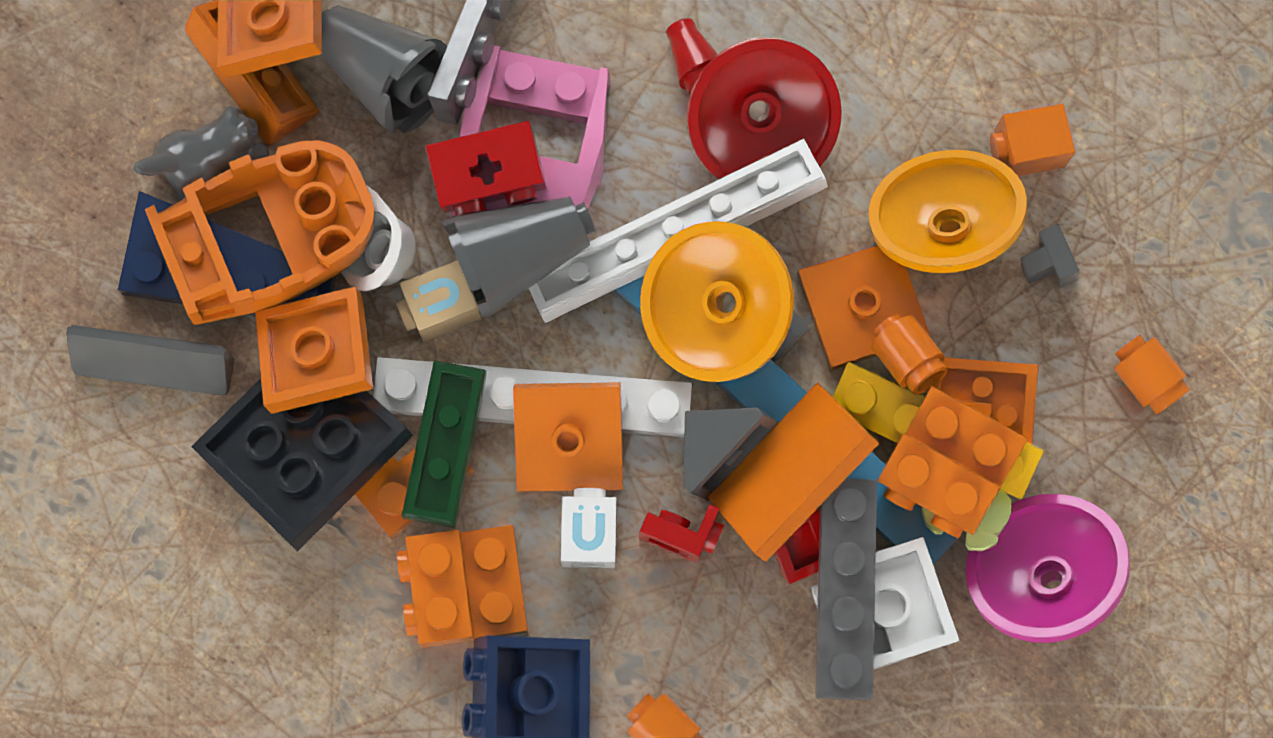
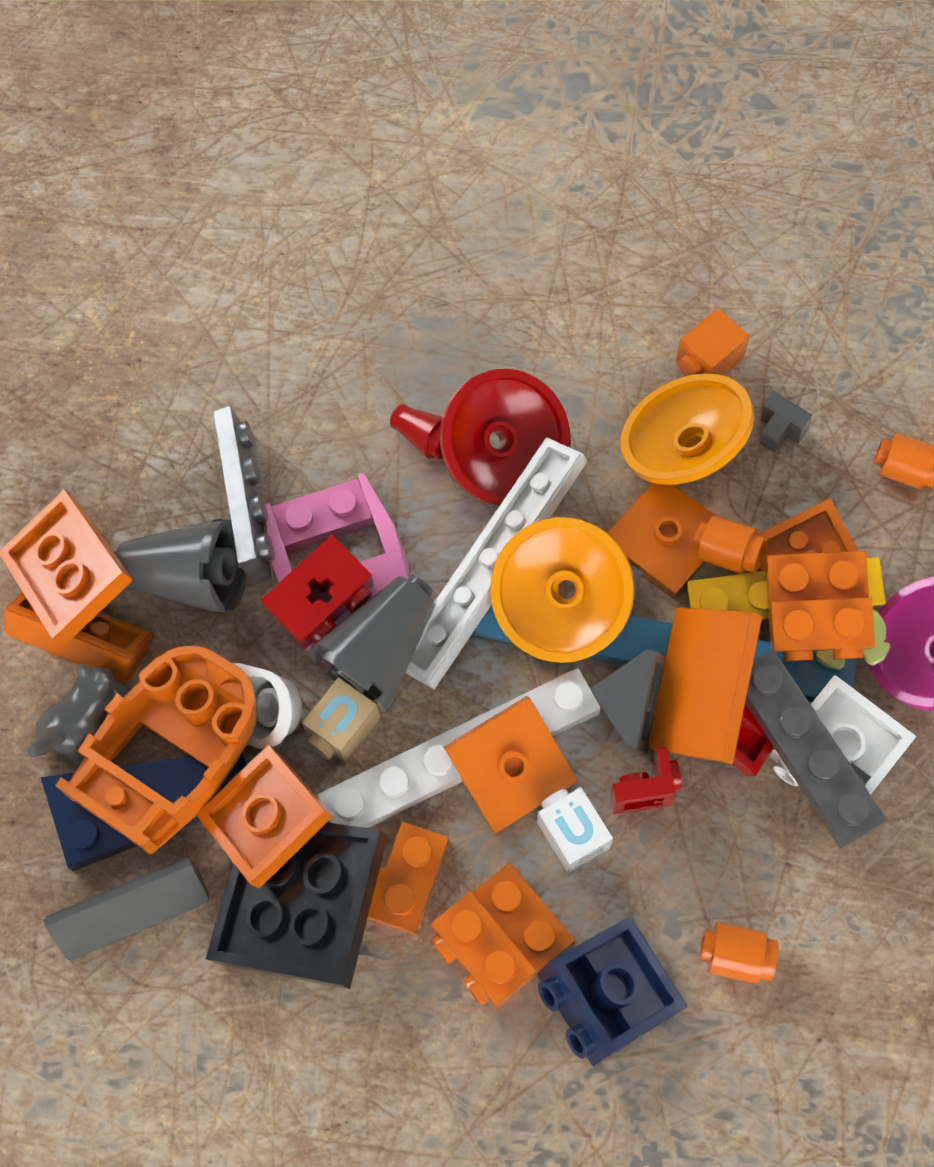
camera: 25 degrees left, 10 degrees down
(444, 444) = (416, 829): dark green tile -> none

